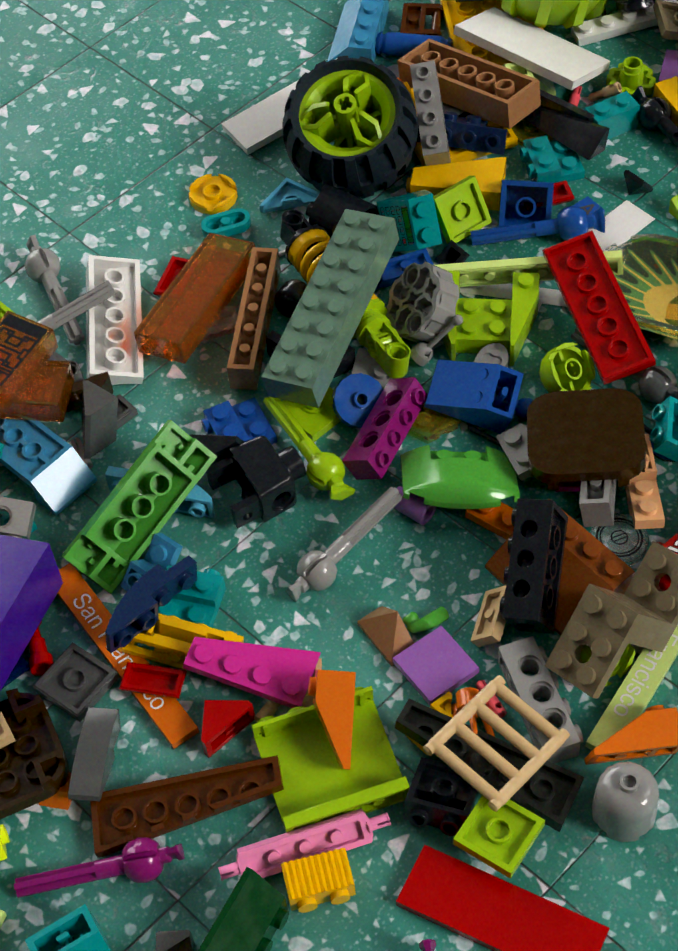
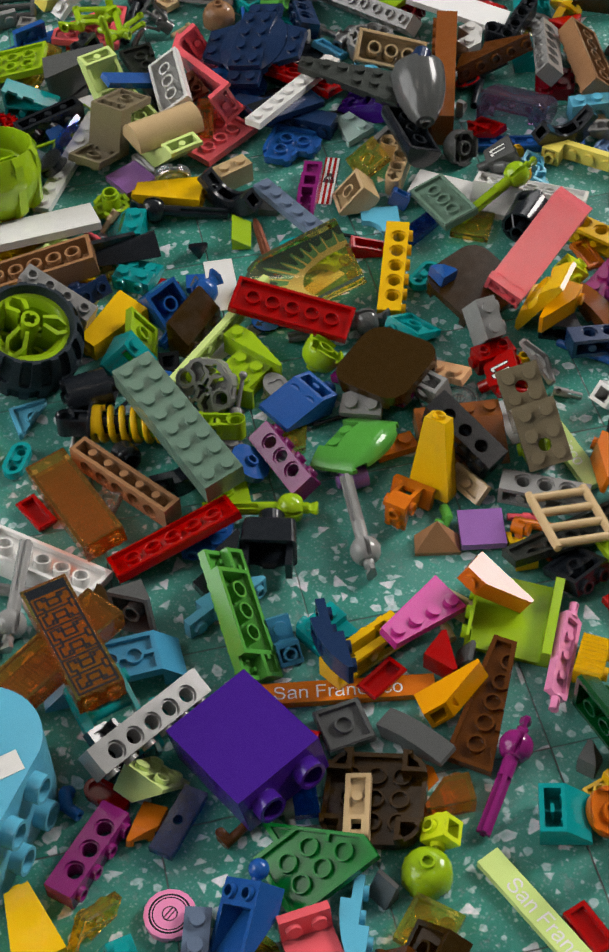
camera: 60 degrees left, 5 degrees down
(43, 830) = (453, 795): none -> clear orange slope
(164, 755) = (448, 695): none -> light orange slope
(207, 397) = (173, 538): none -> red tile
(241, 750) = (466, 654): none -> dark grey slope
(398, 570) = (401, 505): none -> orange tile
(478, 557) = (436, 455): none -> yellow slope
(511, 234) = (192, 322): none -> dark brown slope

